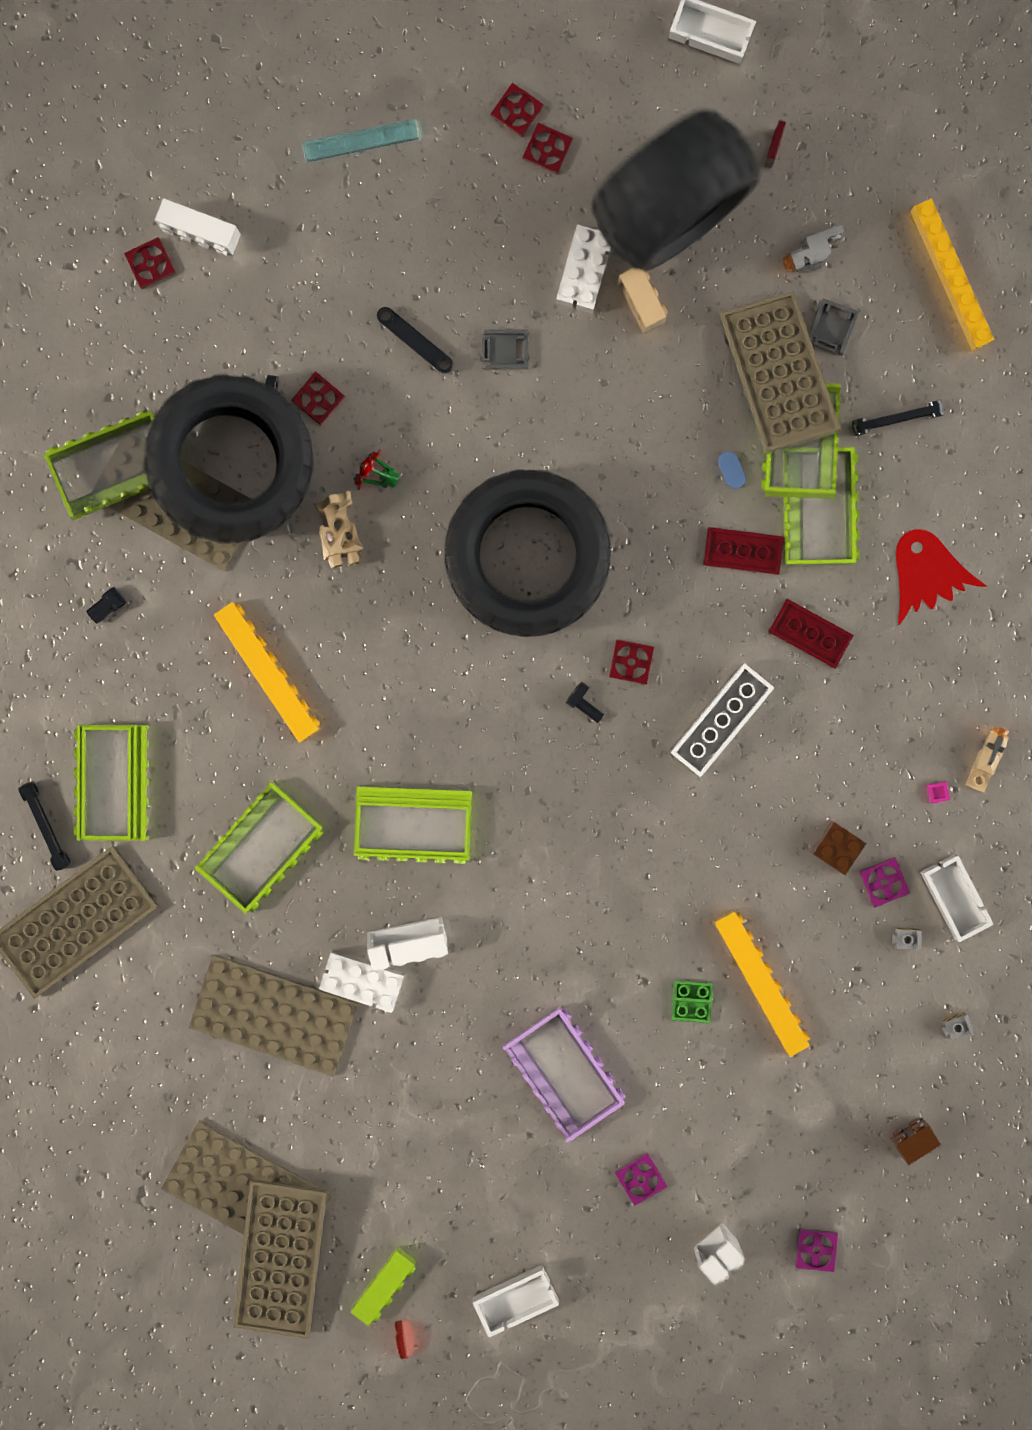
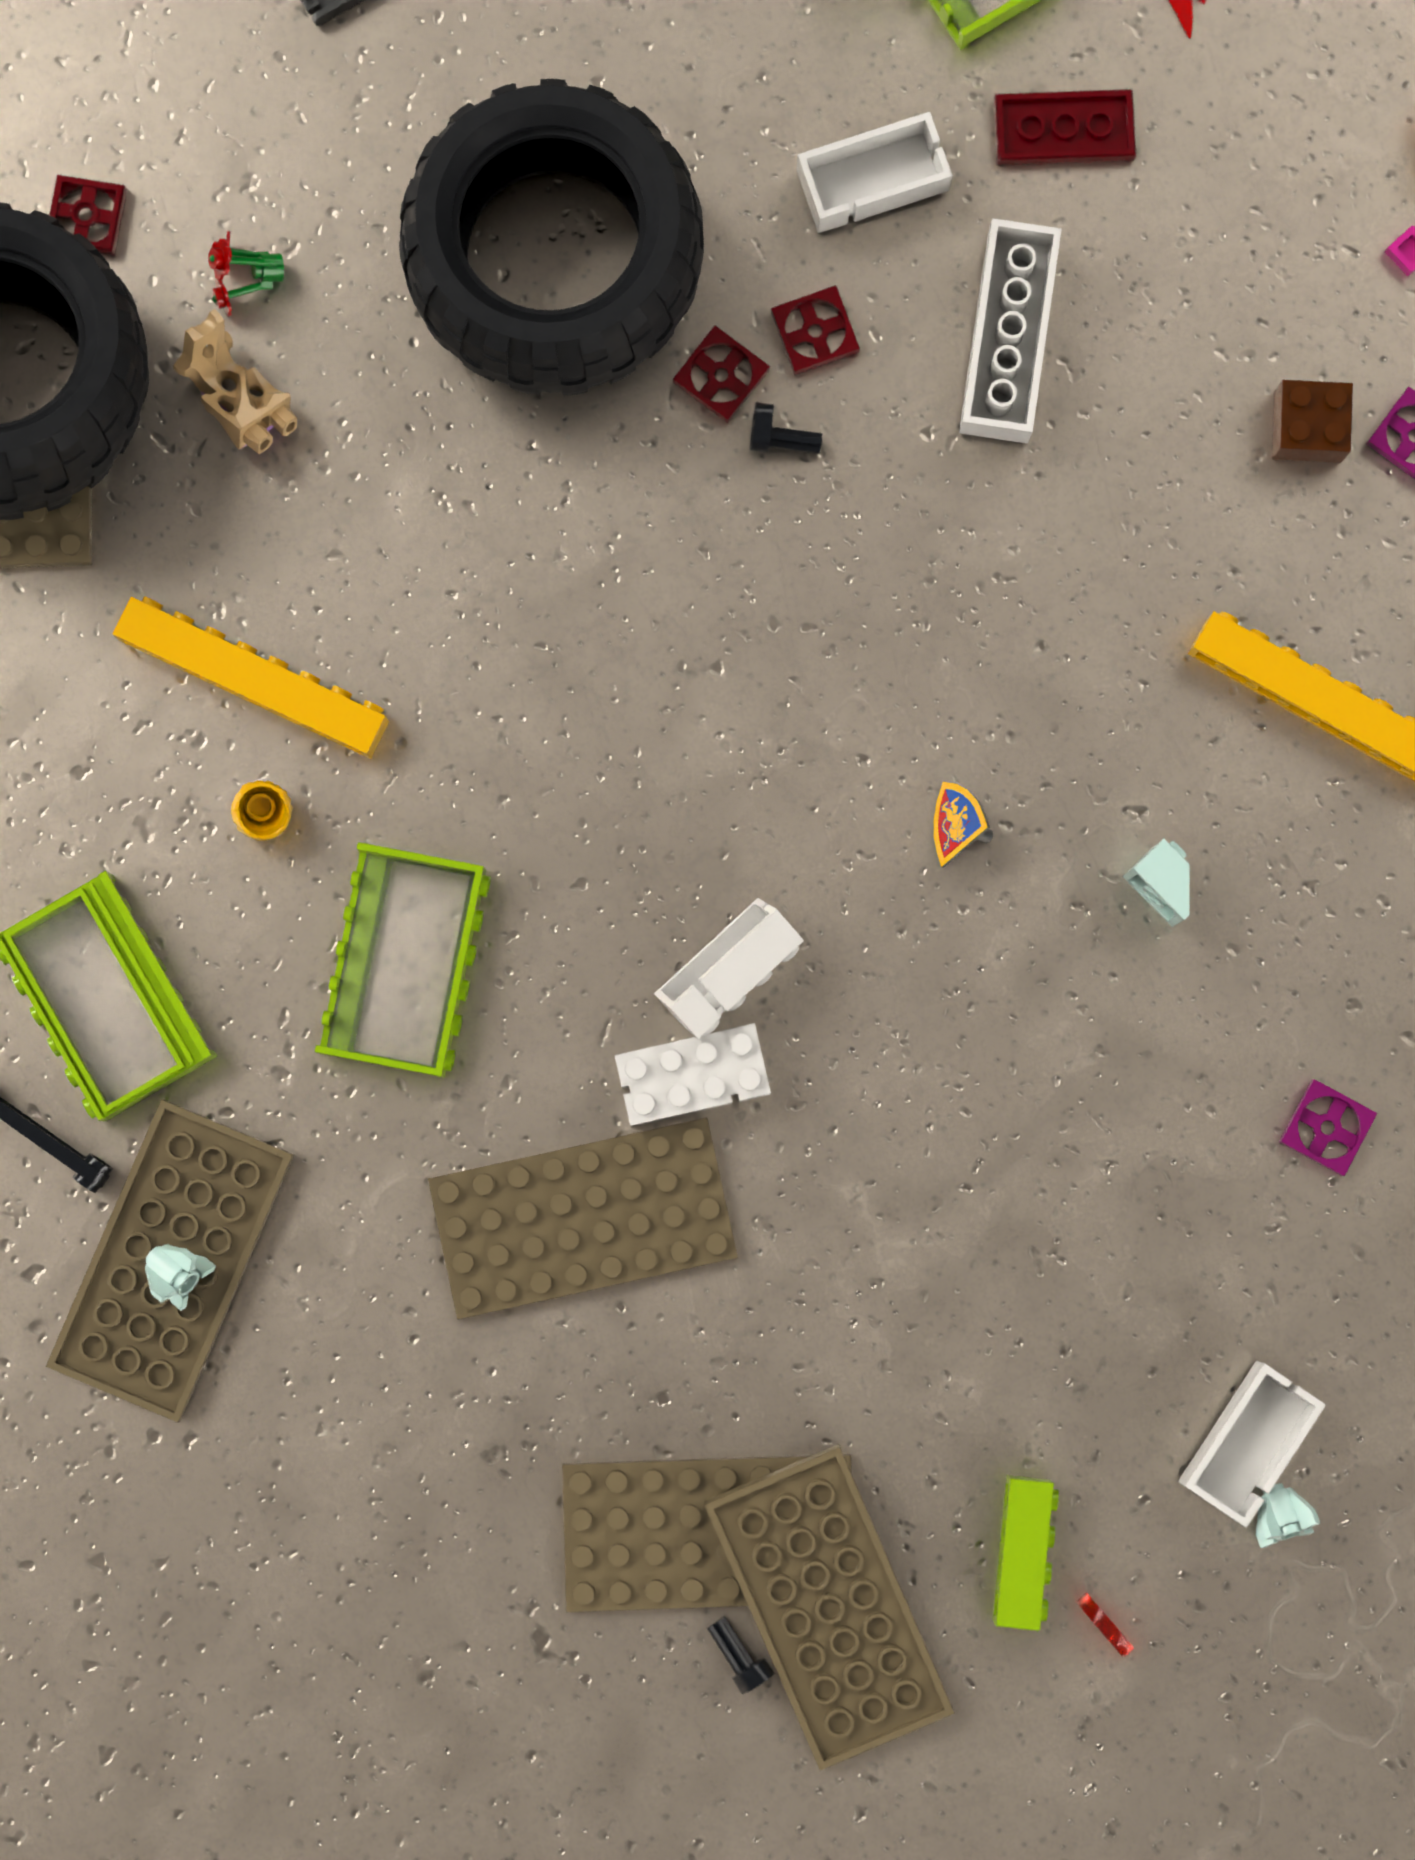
camera: 30 degrees left, 5 degrees down
(71, 931) = (174, 1273): none -> light aqua brick
(227, 1266) = (748, 1673): none -> black piece
(235, 739) = (261, 810): none -> yellow hair
(412, 824) = (624, 777): window -> none
(415, 340) = (185, 39): black piece -> none
(510, 1341) = (1284, 1516): none -> light aqua brick
(555, 937) = (958, 822): none -> shield
(565, 1073) = (1104, 1030): clear window -> none
(571, 649) = (728, 409): none -> dark red piece
(633, 1021) = (1163, 880): none -> light aqua slope
(692, 1002) = (1234, 798): bright green slope -> none
(704, 604) = (874, 172): none -> white piece
(743, 550) = (884, 63): dark red tile -> none

